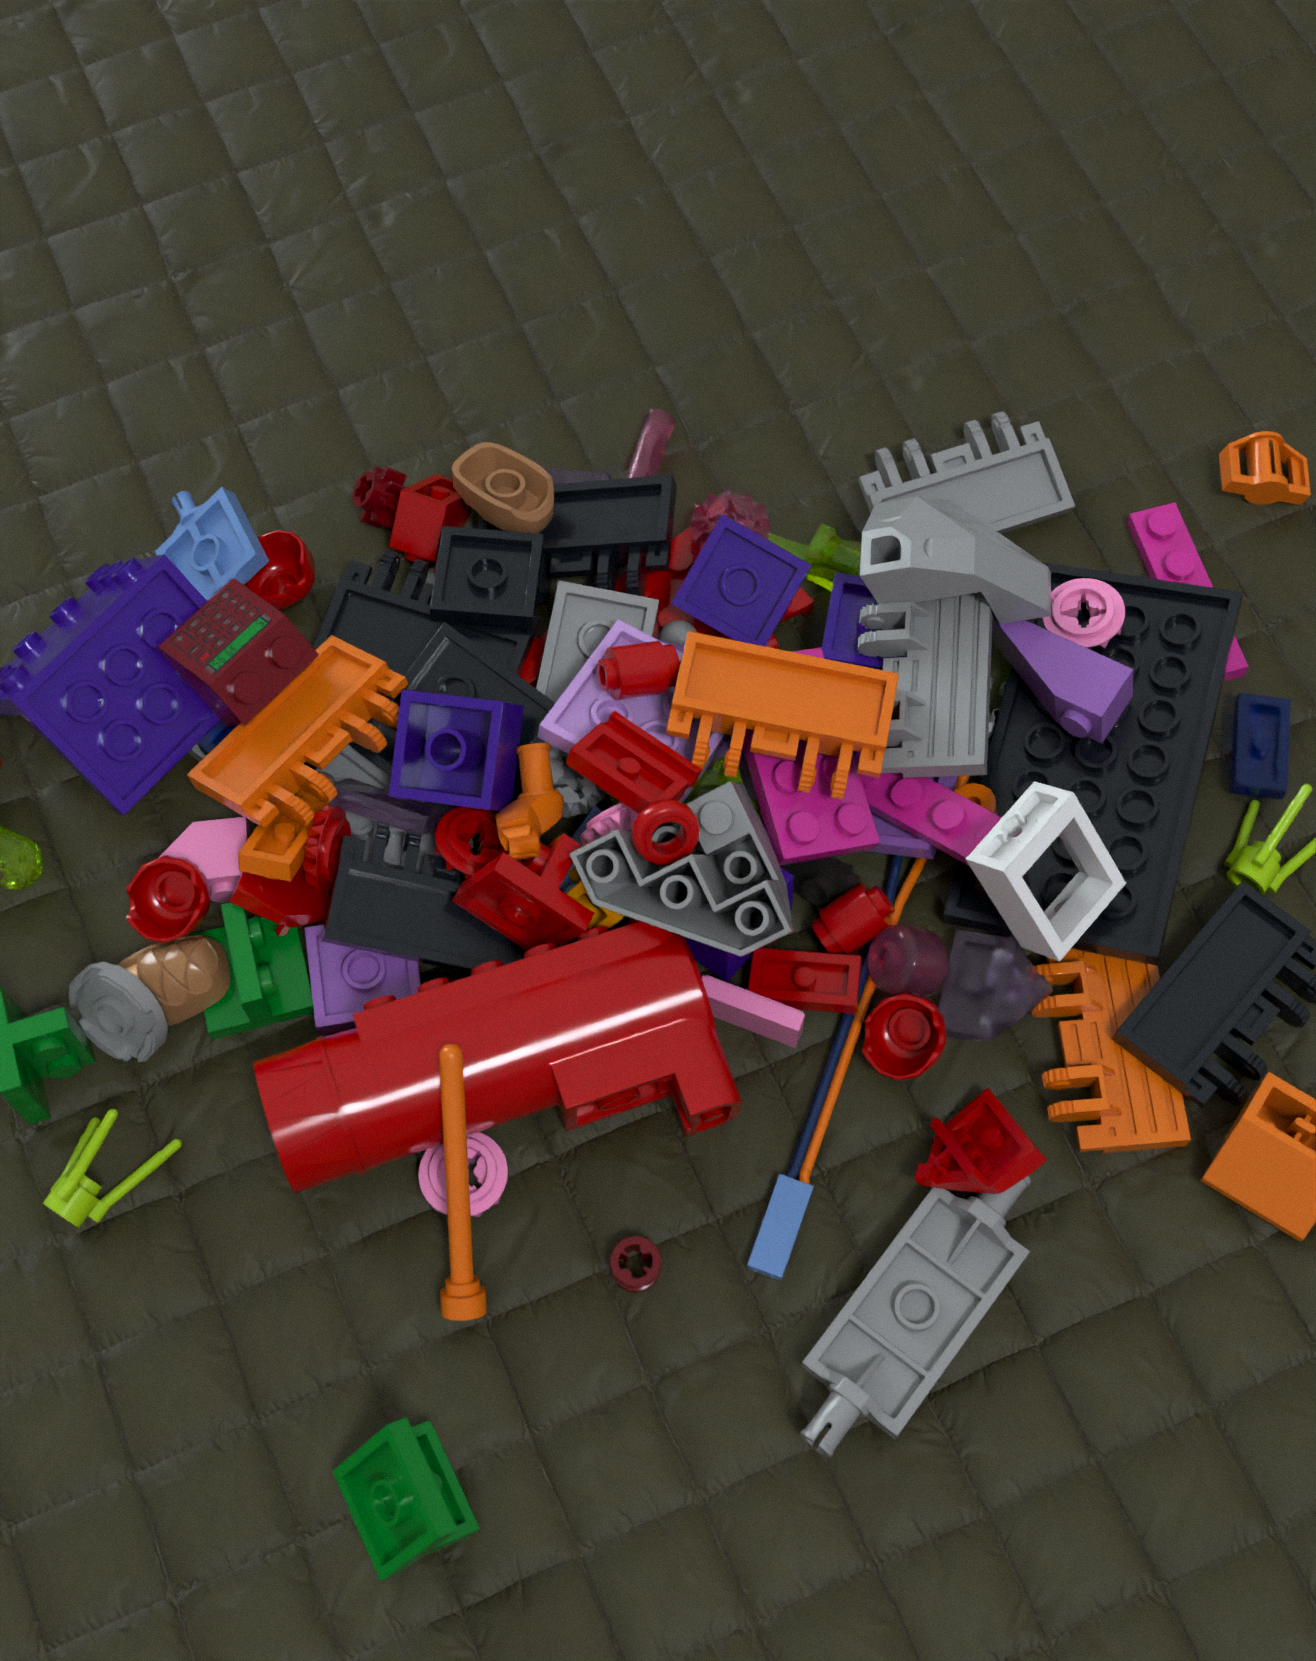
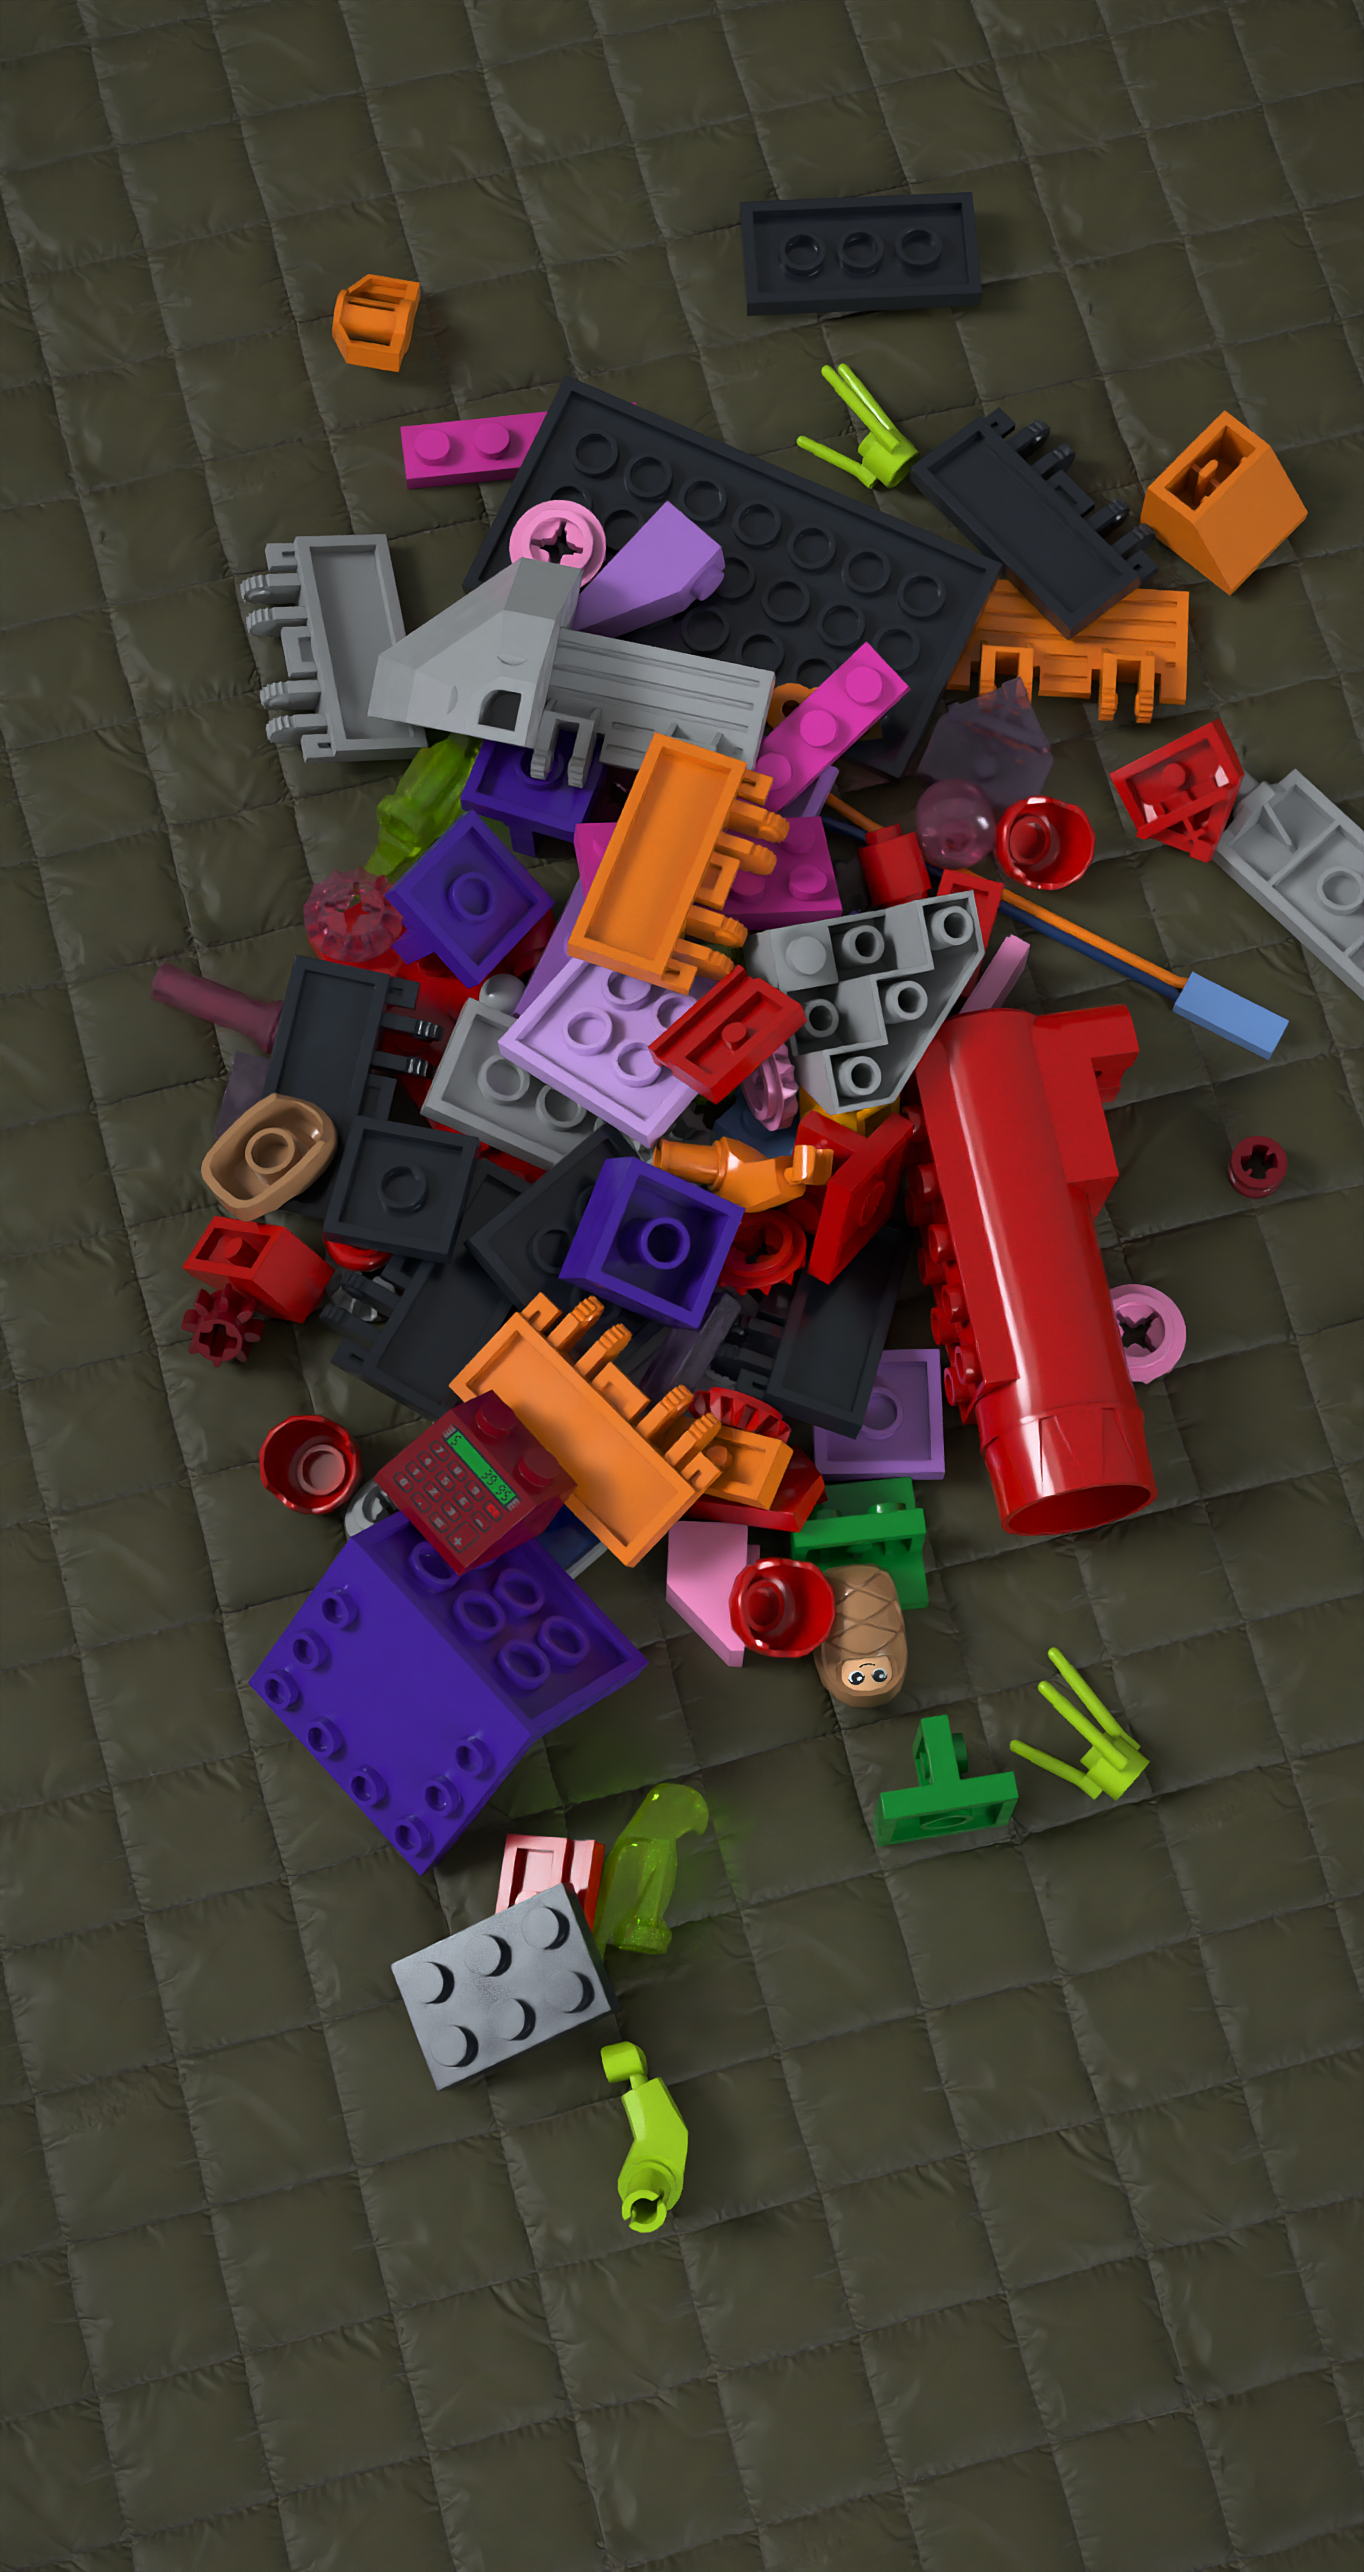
camera: 85 degrees left, 5 degrees up
(118, 1012) = (903, 1686): light grey tile -> none
(213, 542) = (273, 1539): medium blue plate -> none
(463, 1295) = (1275, 1344): orange piece -> none
(638, 670) = (594, 1014): red brick -> none
(657, 814) = (828, 1004): red piece -> none
(1003, 860) = (924, 639): white window -> none
(1260, 746) = (740, 414): clear blue plate -> none

